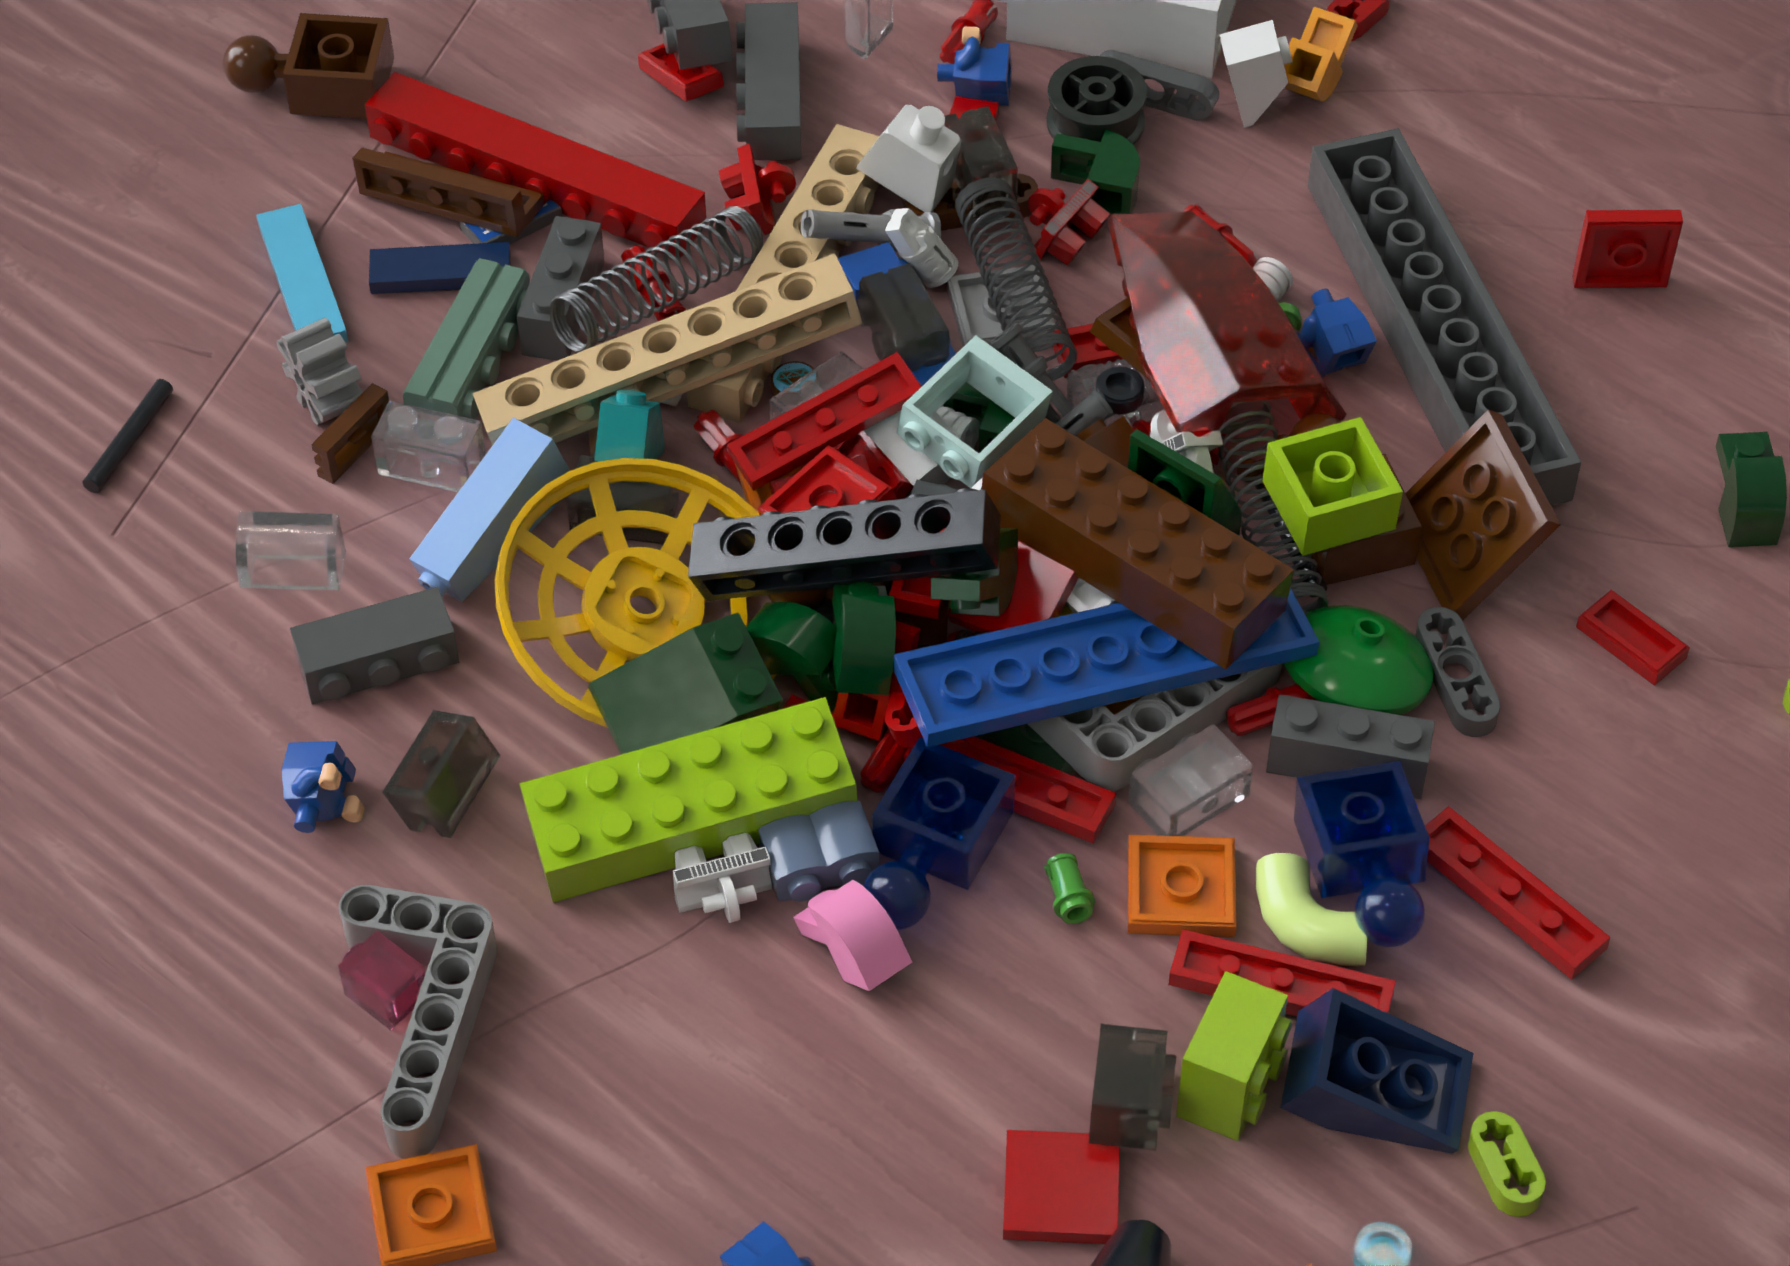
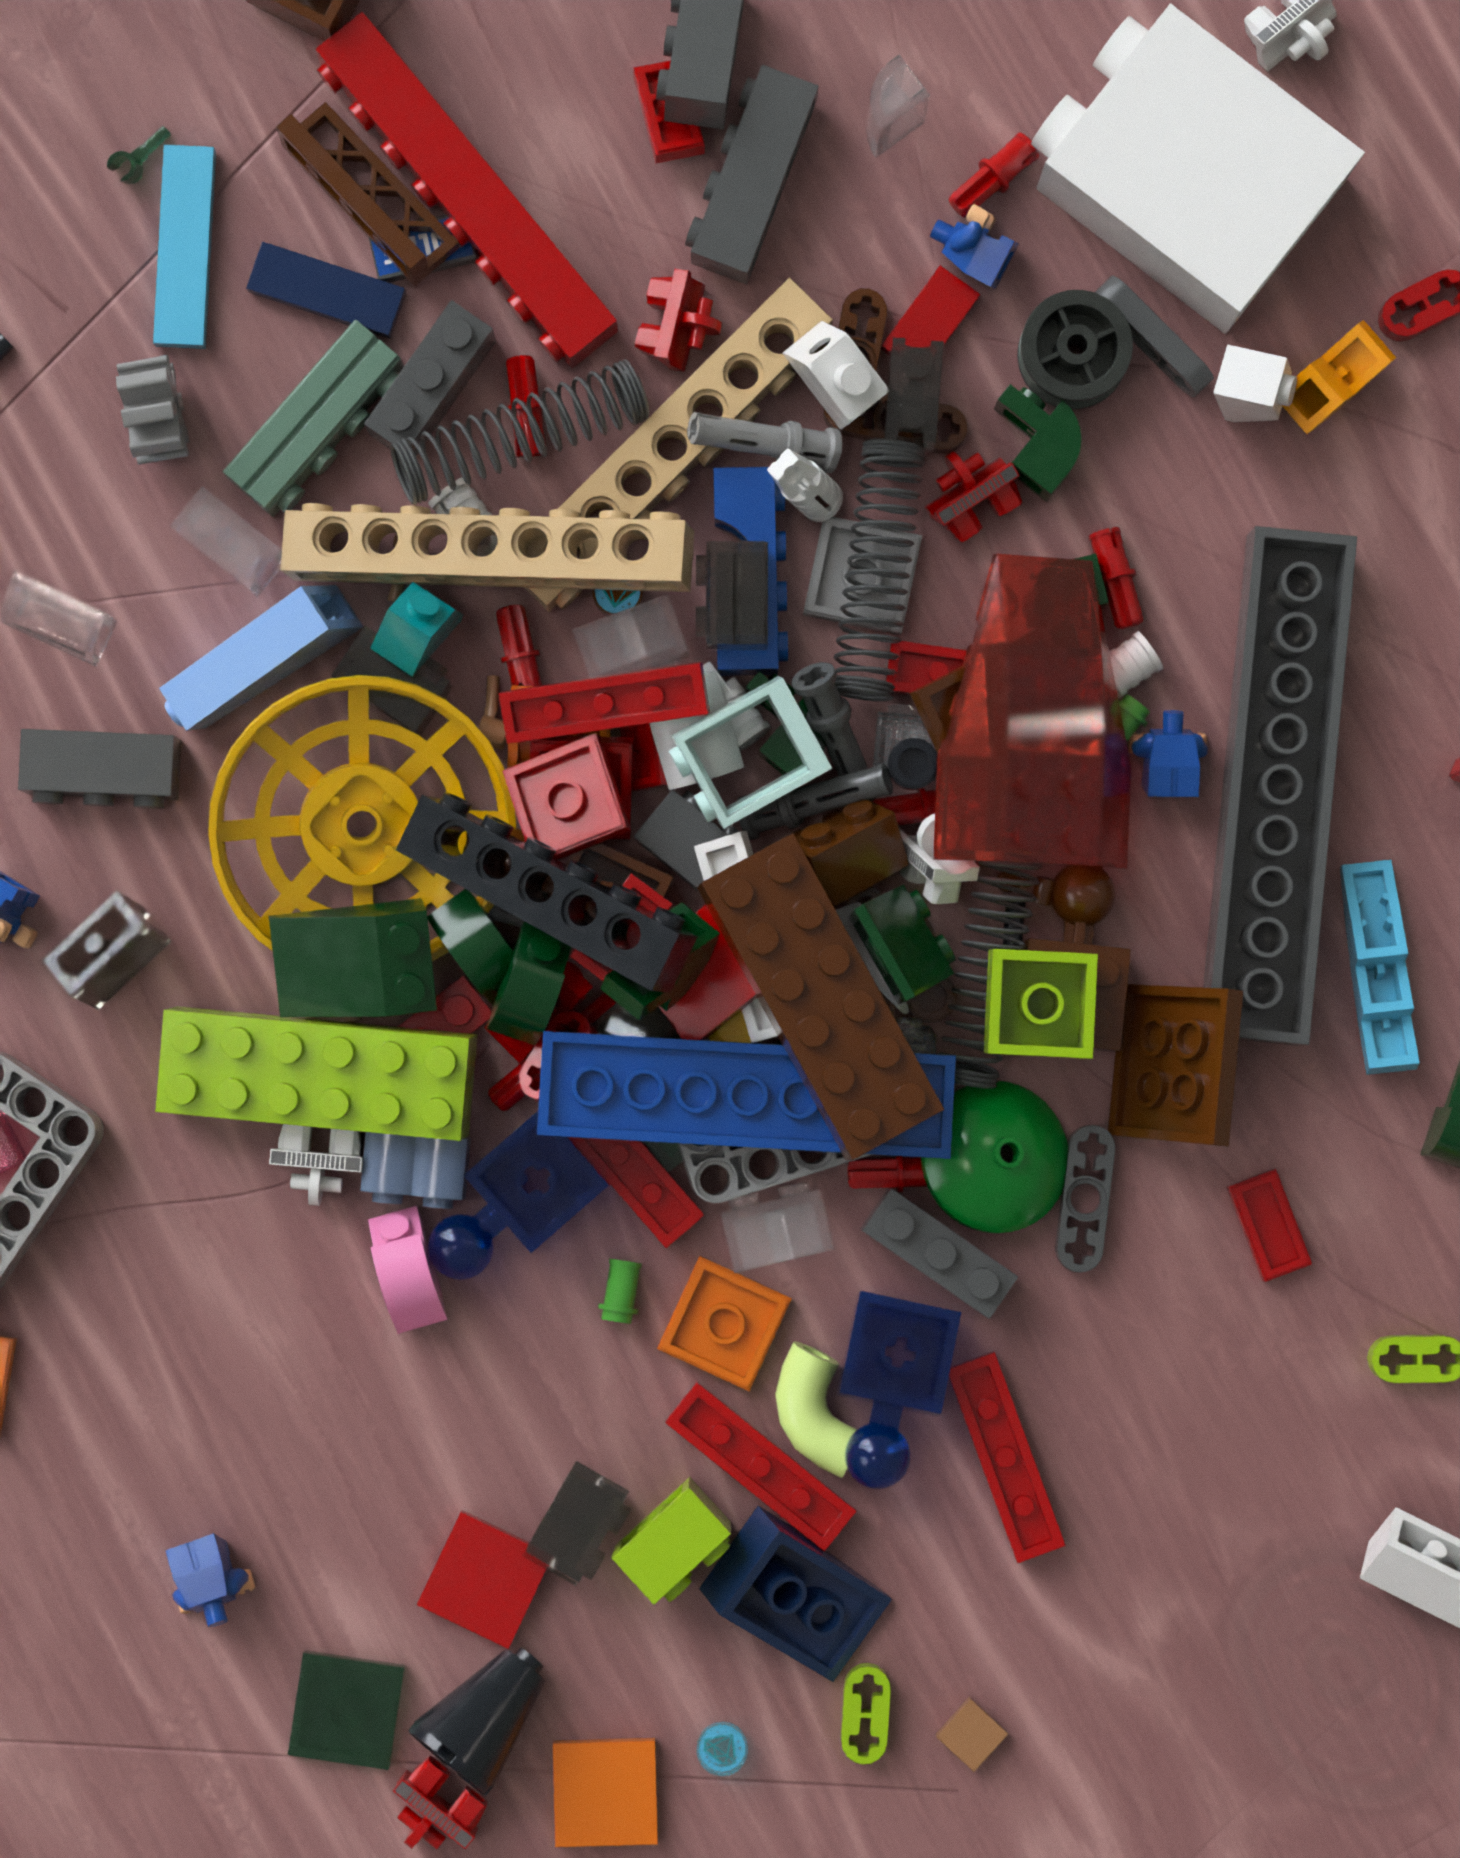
camera: 20 degrees right, 35 degrees up
(232, 234) = (137, 156): none -> clear green hand
(349, 434) = (163, 489): reddish brown tile -> none
(1611, 430) = (1379, 967): none -> medium azure slope
(1620, 1143) = (971, 1734): none -> medium nougat tile

